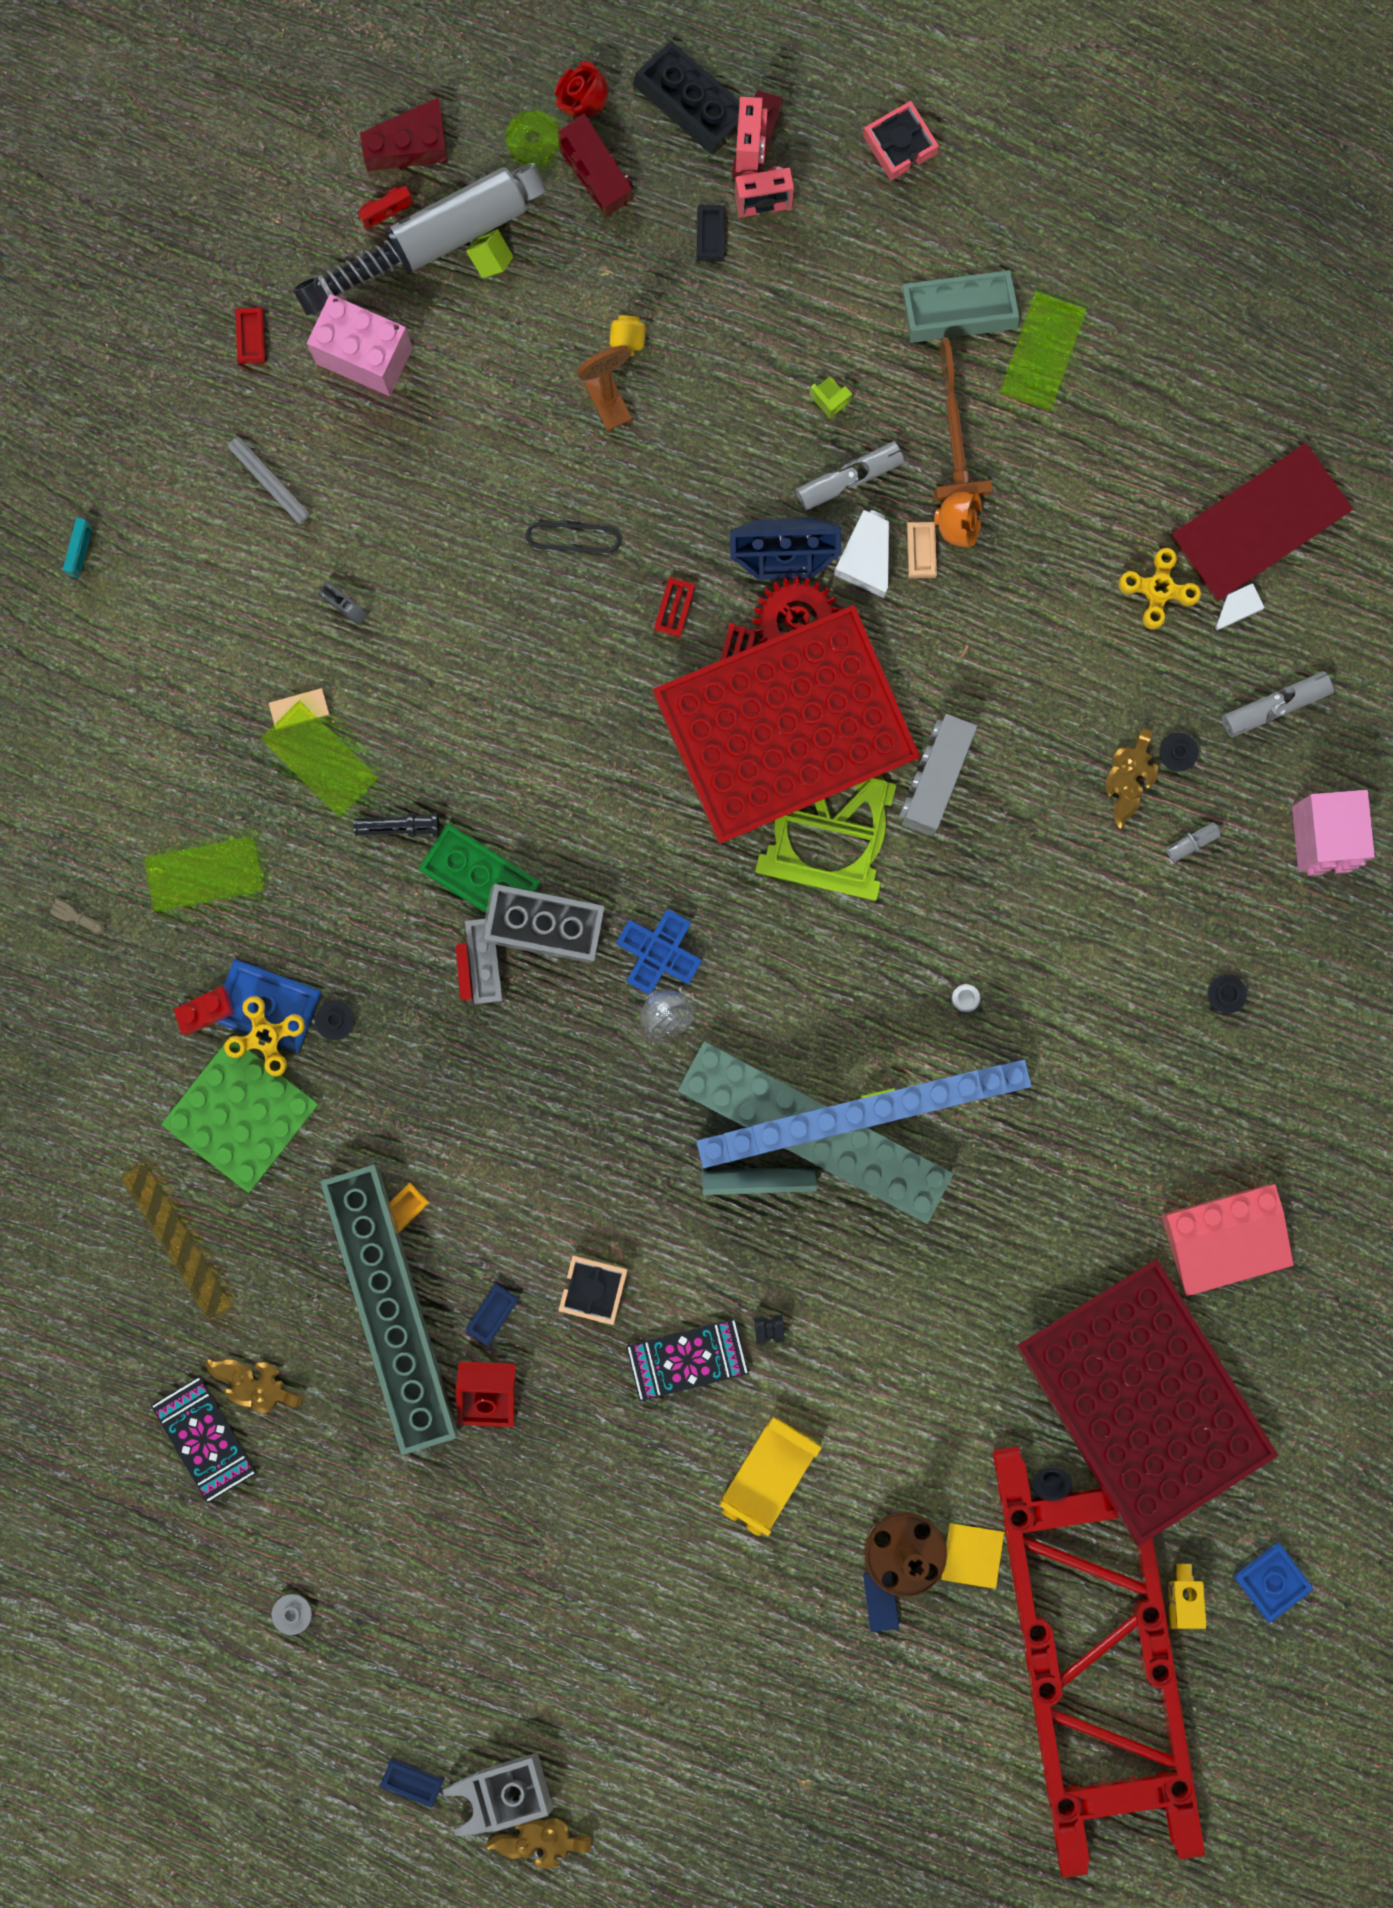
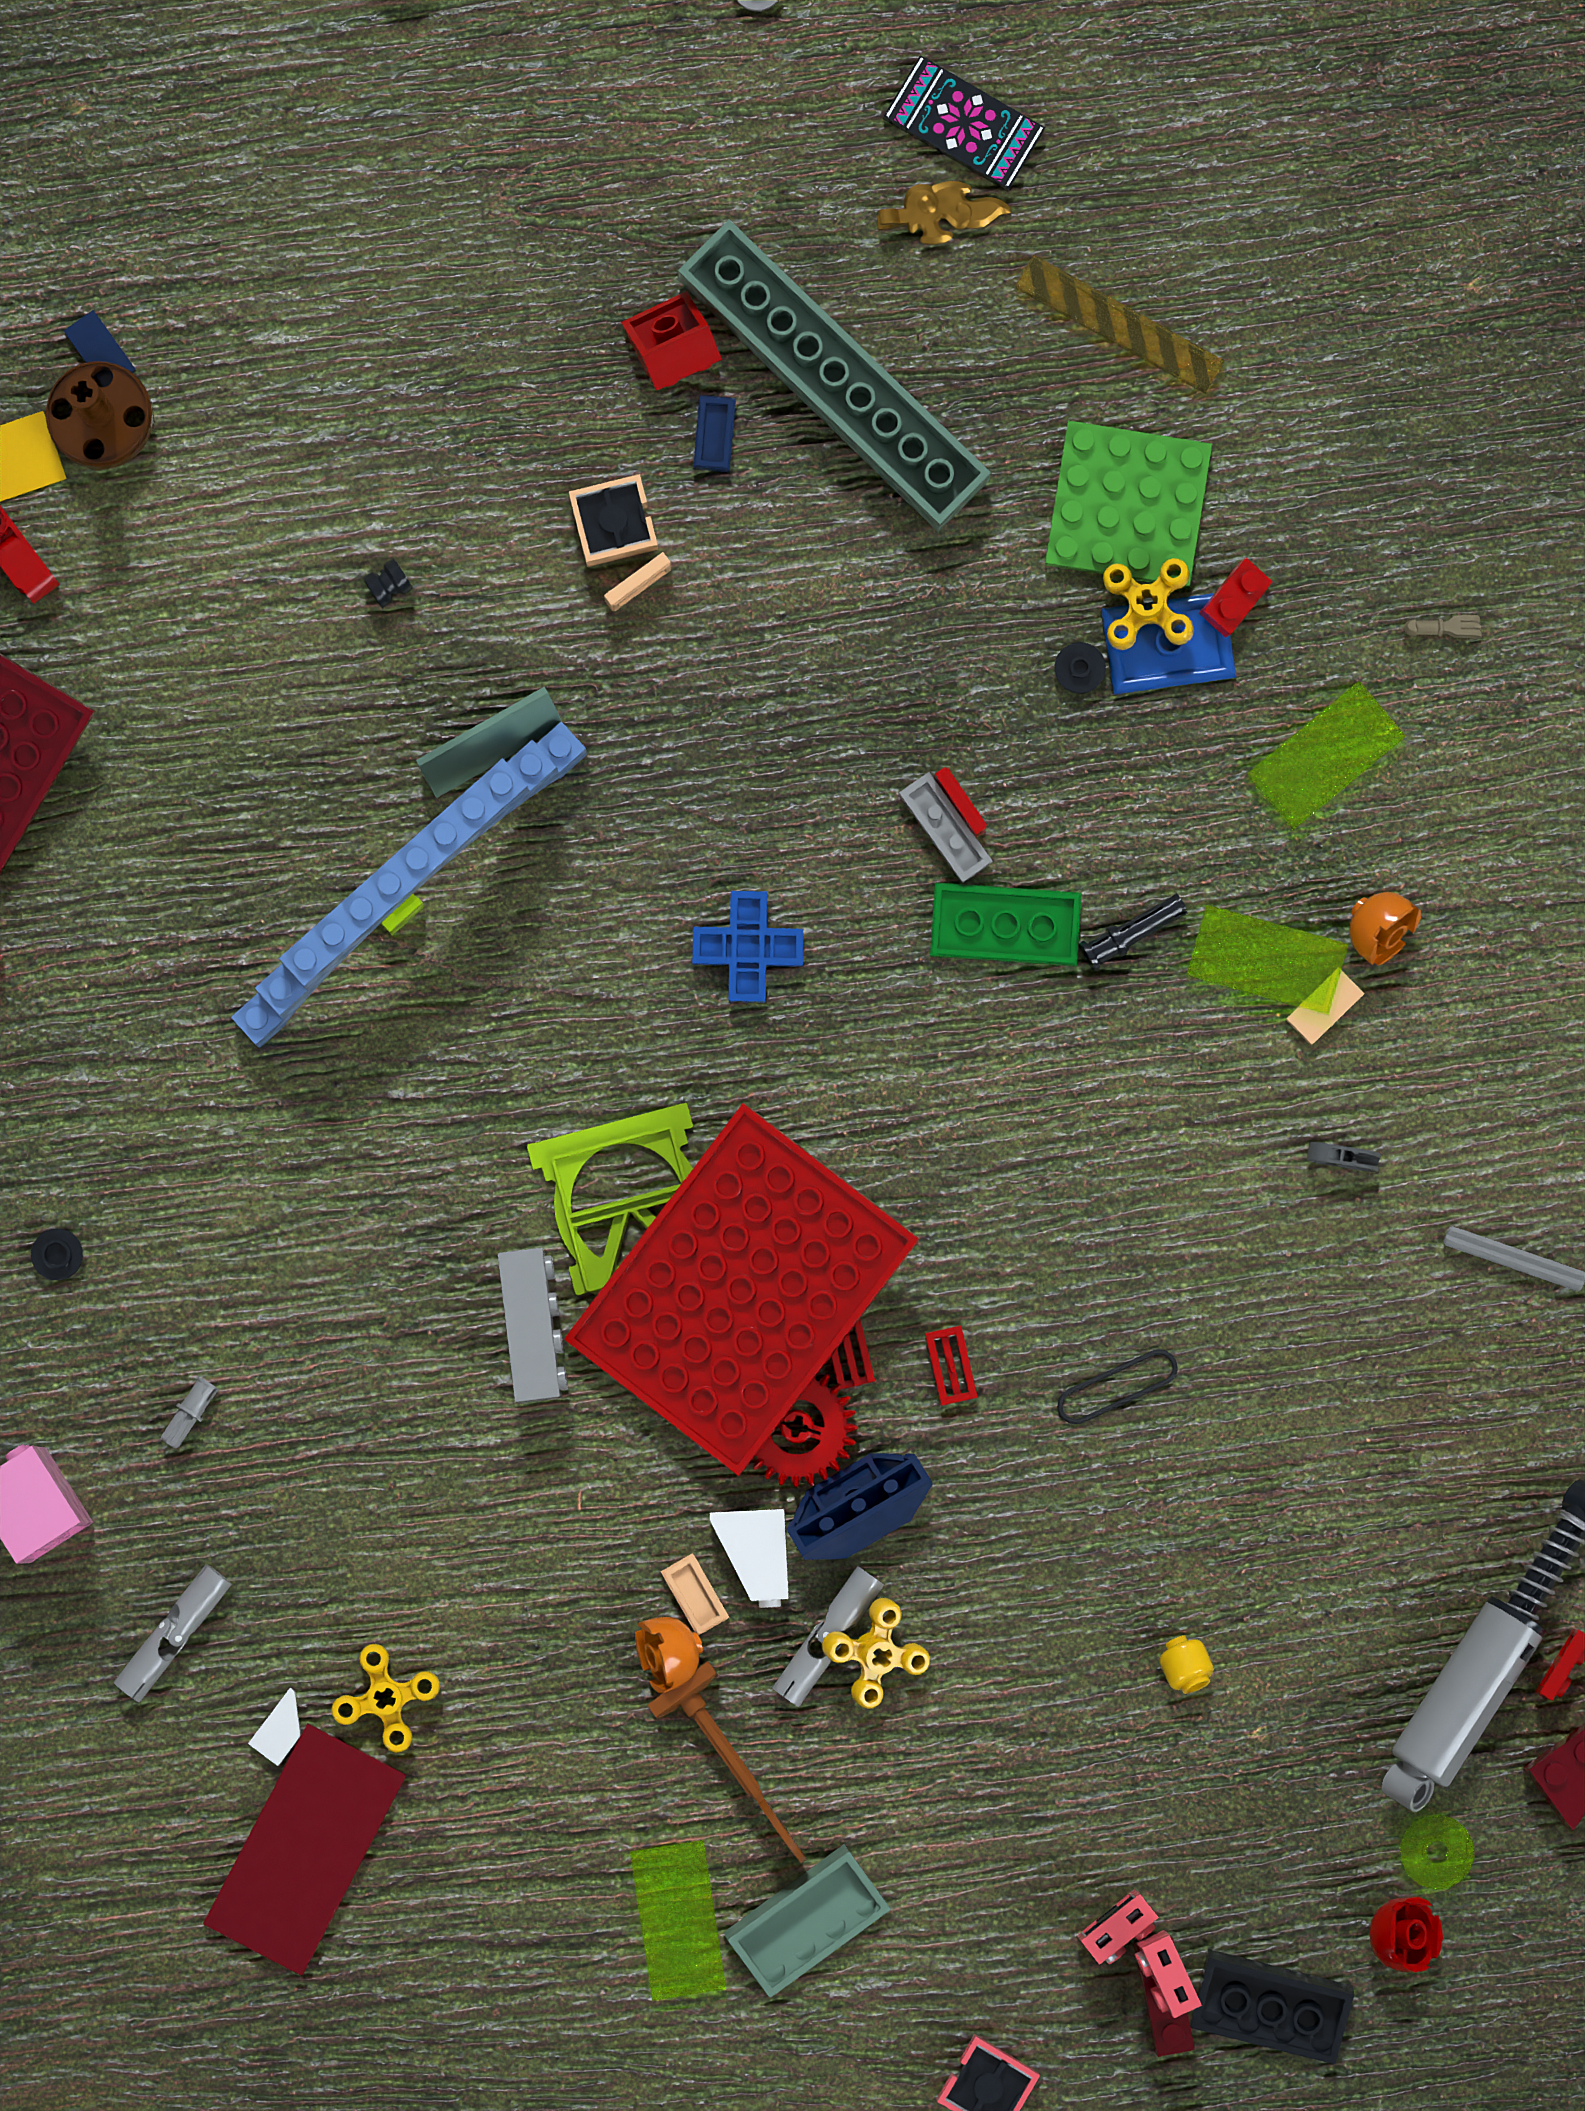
camera: 145 degrees right, 0 degrees up
(231, 740) = (1380, 924): none -> orange cylinder
(359, 345) = (1494, 1472): bright pink container -> none
(407, 1206) = (879, 504): light orange tile -> none
(489, 253) = (1406, 1676): lime panel -> none
(542, 923) = (899, 902): light grey brick -> none
(594, 165) = (1337, 1851): dark red wedge -> none
(599, 1238) = (638, 582): none -> light nougat tile
(602, 387) = (1167, 1573): dark orange piece -> none
(665, 1013) = (701, 878): clear cylinder -> none
(687, 1359) = (463, 501): black tile -> none
(710, 233) = (1157, 1848): black tile -> none
(768, 1476) = (300, 420): yellow panel -> none
(825, 446) = (889, 1655): none -> yellow gear
(830, 396) = (904, 1723): lime panel -> none
(855, 1156) = (537, 837): sand green brick -> none
(965, 998) = (361, 1086): white tile -> none
(1127, 766) = (313, 1462): pearl gold piece -> none
(1178, 752) = (261, 1512): black piece -> none

